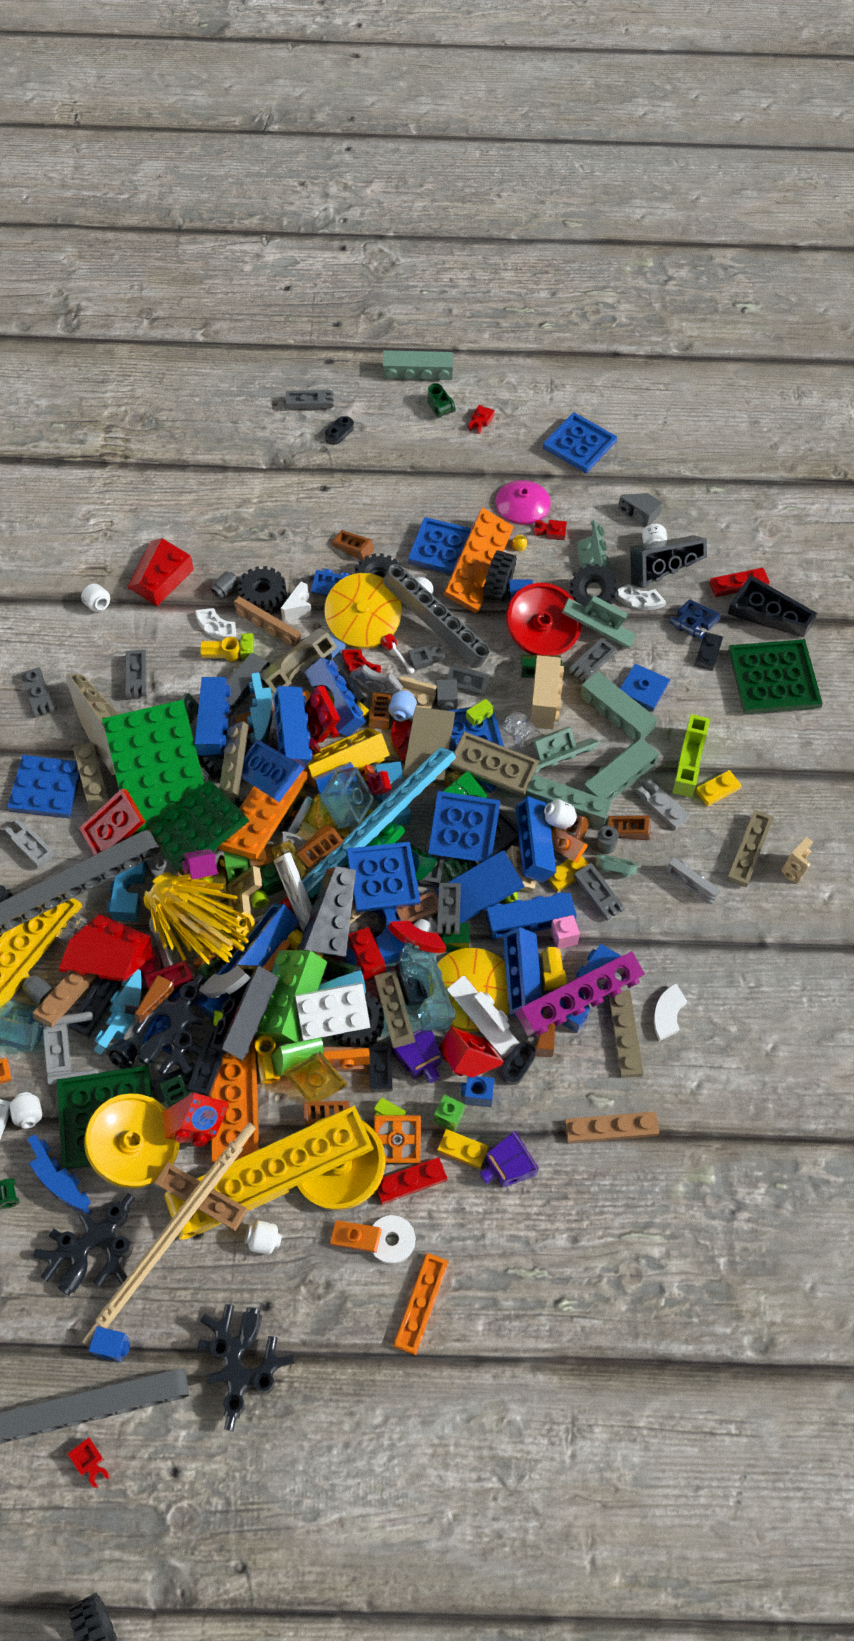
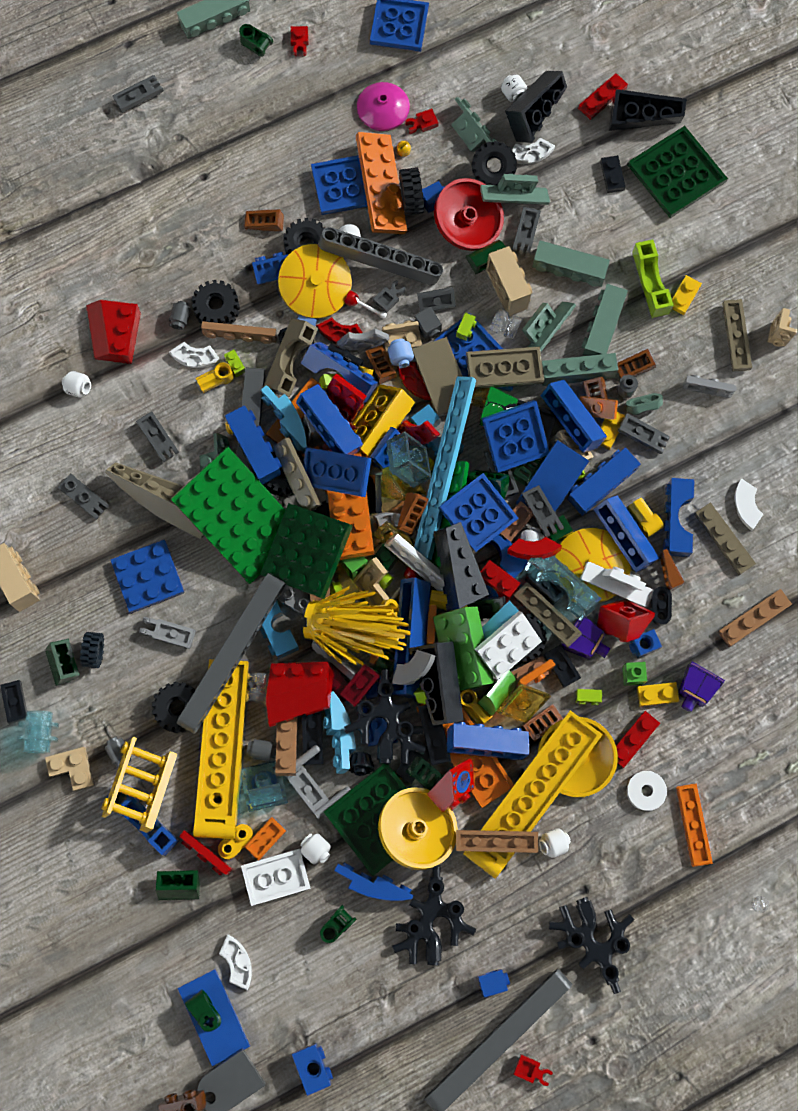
camera: 30 degrees left, 15 degrees up
(91, 776) = (186, 552): dark tan plate -> none
(112, 823) = (230, 582): plate -> none
(157, 993) = (366, 704): dark orange slope -> none
(170, 1232) = (492, 881): tan axle -> none
(199, 864) = (335, 583): magenta brick -> none
(257, 1096) = (487, 741): none -> brick
(296, 604) = (253, 304): white slope -> none
(339, 430) = (182, 110): black plate -> none
(356, 1236) = (621, 803): orange plate -> none
(399, 1137) = (610, 711): orange piece -> none
(530, 1014) = (657, 565): magenta brick -> none
(560, 814) = (583, 385): white head -> none
(565, 932) = (637, 481): bright pink brick -> none
(640, 507) = (486, 64): dark grey slope -> none
(645, 686) = (580, 233): blue plate -> none
(663, 805) = (650, 332): light grey hinge -> none
(697, 614) = (588, 145): dark blue plate -> none

